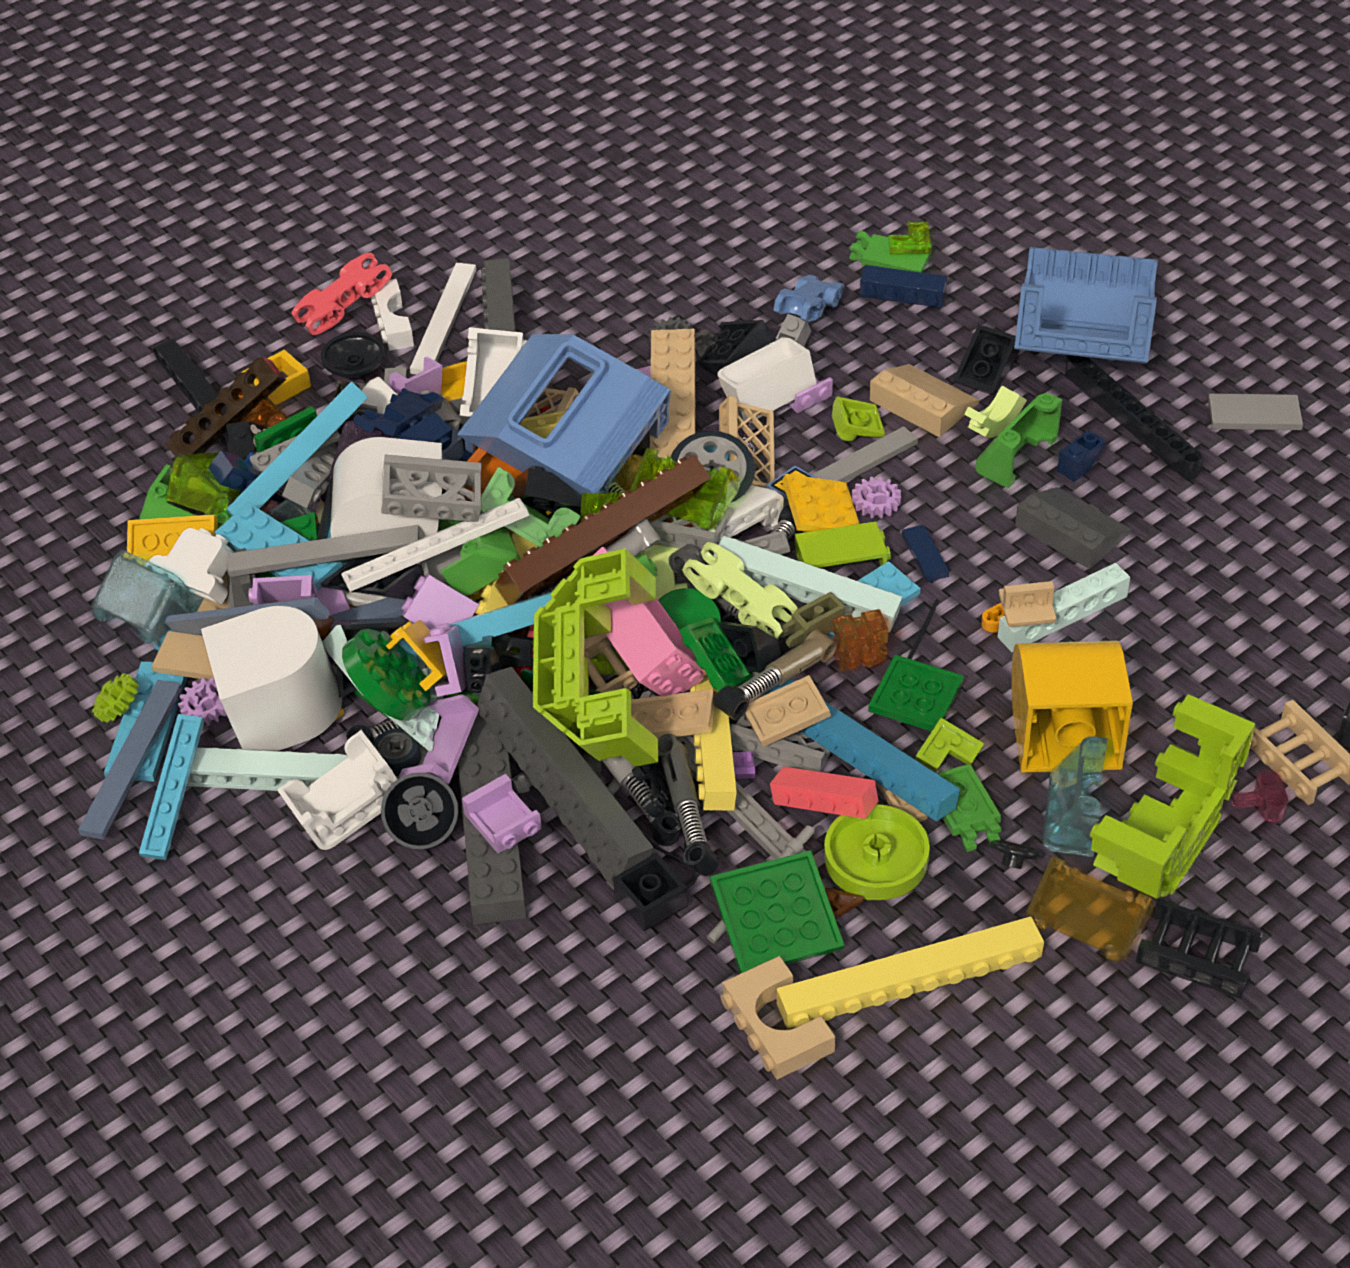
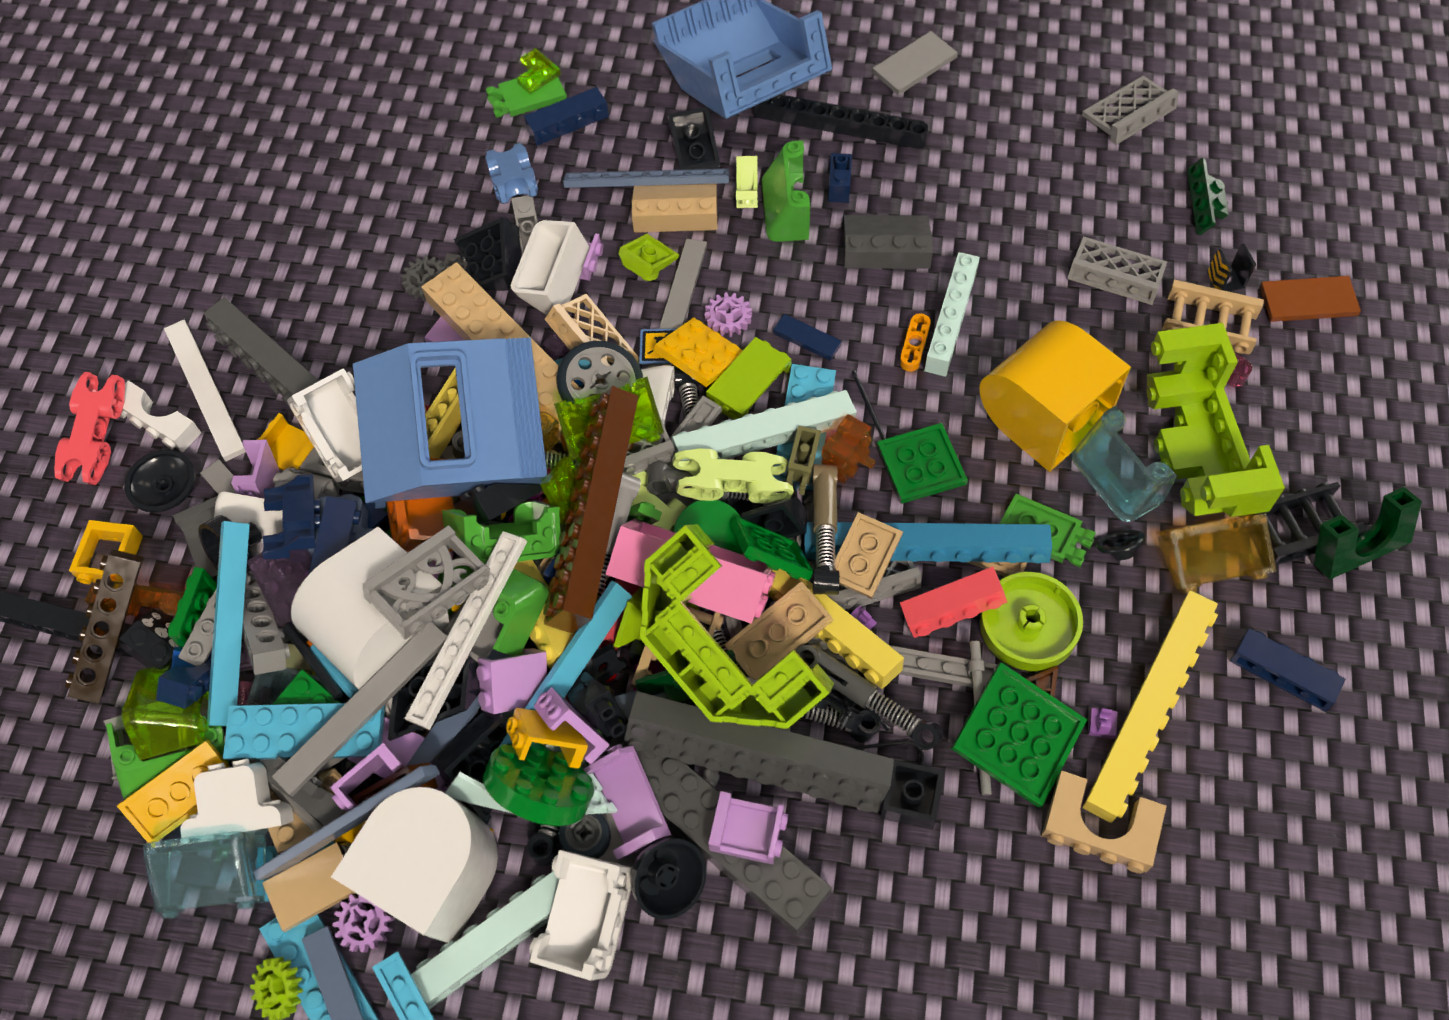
camera: 40 degrees left, 15 degrees up
(855, 956) = (1103, 723): none -> medium lavender tile
(920, 366) = (646, 178): none -> sand blue tile
(947, 740) = (984, 488): lime plate -> none
(1028, 603) = (943, 331): tan bracket -> none
(1055, 1032) = (1288, 670): none -> dark blue brick
(1245, 674) = (1115, 278): none -> light grey fence
(1264, 1002) = (1343, 551): none -> dark green arch

